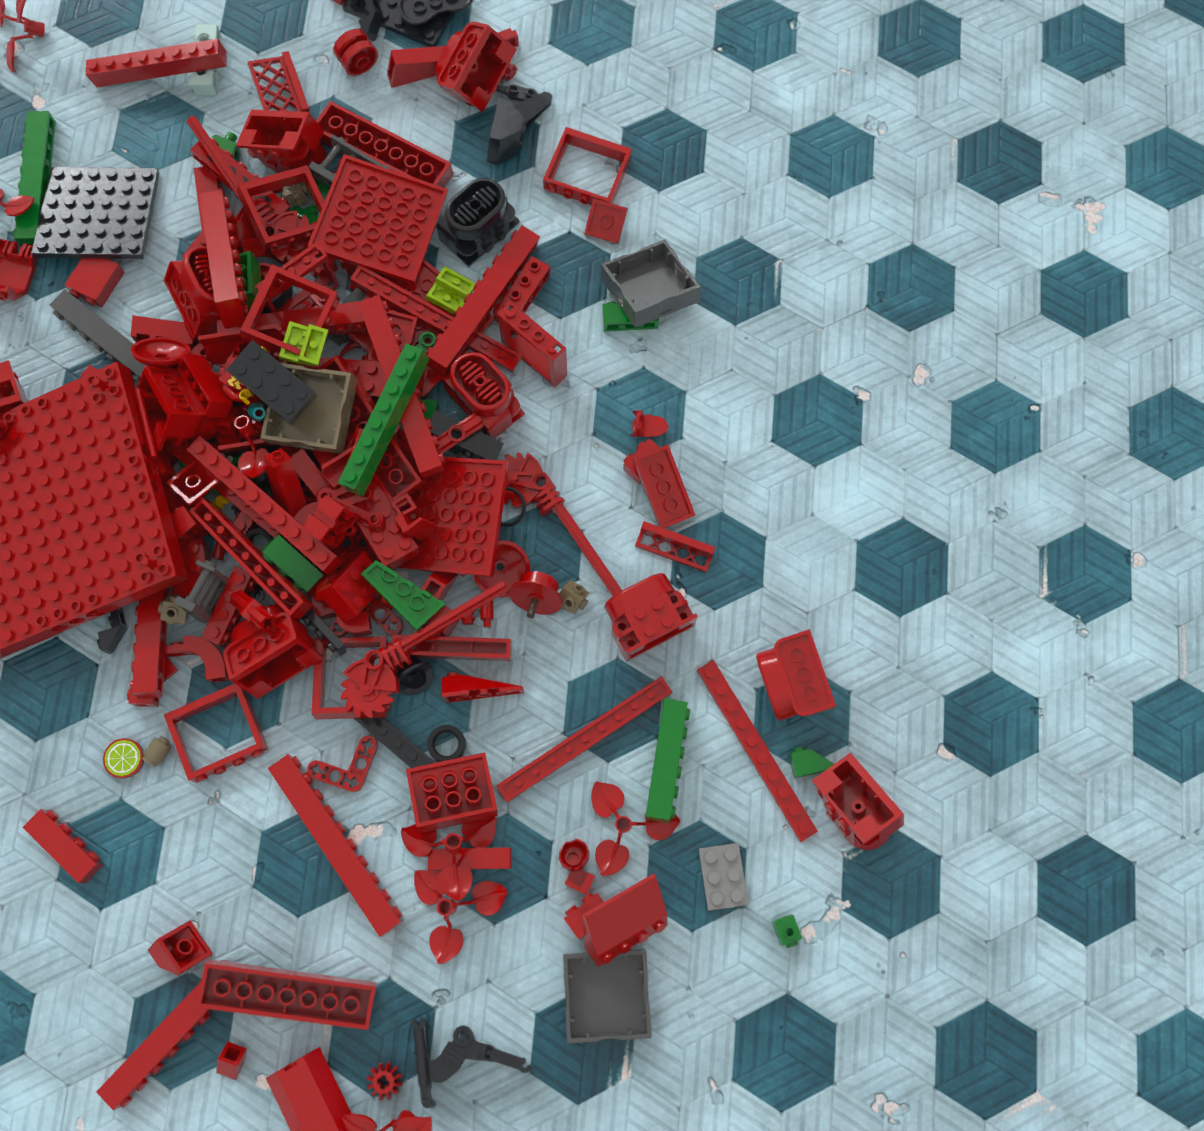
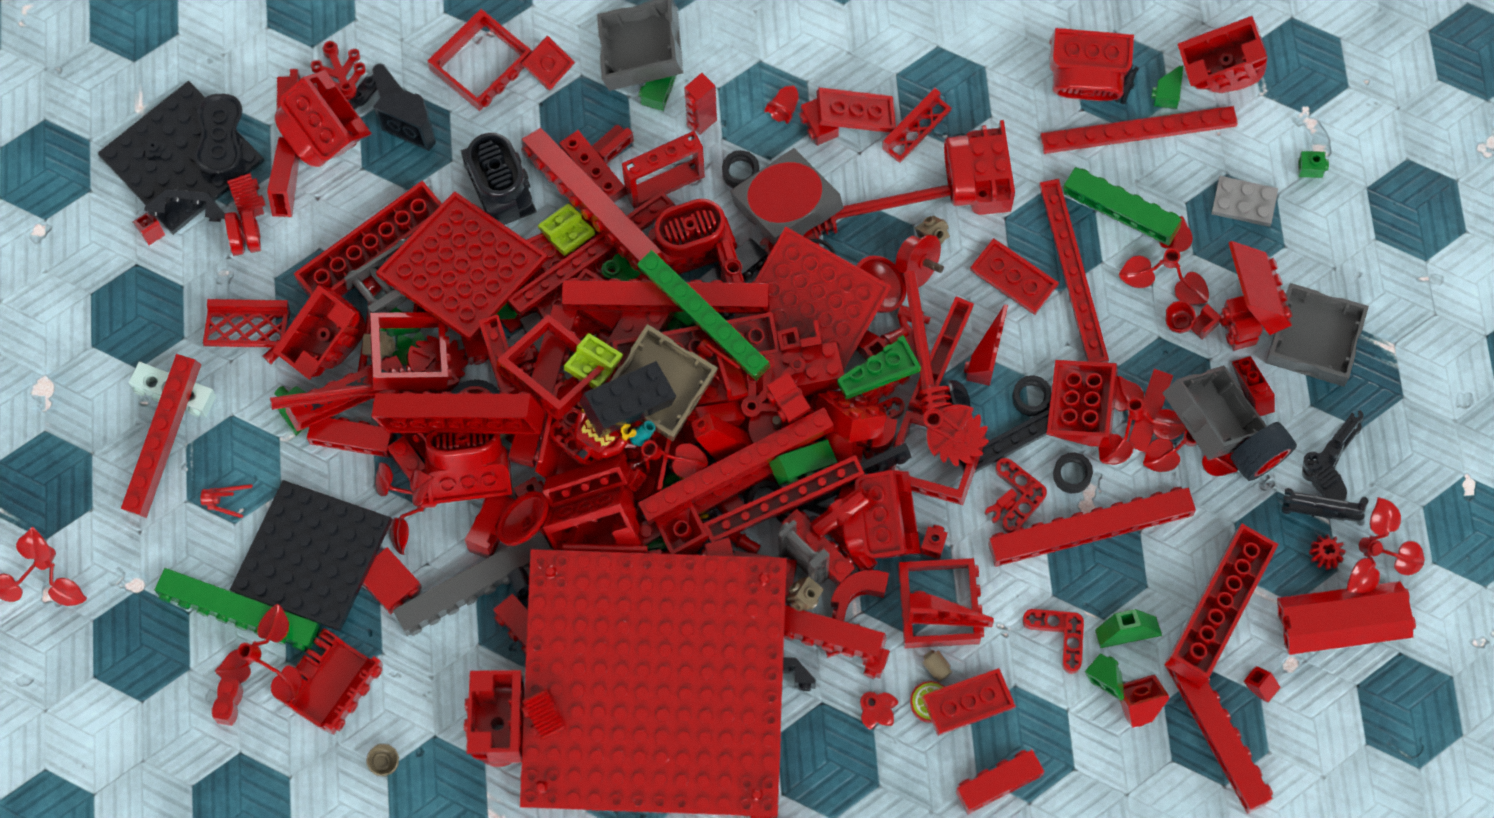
camera: 65 degrees left, 5 degrees down
(100, 716) = (880, 711): none -> red plate
(124, 125) = (212, 496): none -> red plant
(128, 791) = (968, 701): none -> red plate
(164, 261) = (419, 485): none -> red plant
(188, 910) = (1106, 675): none -> green slope
(195, 724) = (937, 611): none -> red wedge
(231, 852) = (1063, 626): none -> red beam
(244, 914) = (1127, 628): none -> green slope
(280, 711) = (934, 548): none -> red brick
(332, 757) = (1006, 502): none -> red plate
(382, 823) = (1068, 487): none -> black tyre
(393, 40) = (245, 194): none -> red brick
(453, 598) = (891, 337): none -> red cone
(457, 983) = (1263, 451): none -> black wheel
(478, 922) = (1214, 411): none -> dark grey tile
(514, 76) = (331, 52): none -> red plant
(531, 950) = (1254, 386): none -> red slope
(551, 459) = (787, 195): none -> tile
(553, 301) = (613, 143): none -> red panel
(559, 686) = (1014, 276): none -> red plate
(570, 399) = (733, 157): none -> black tyre
(607, 349) = (700, 103): none -> red brick
(799, 721) = (1128, 84): none -> black pin

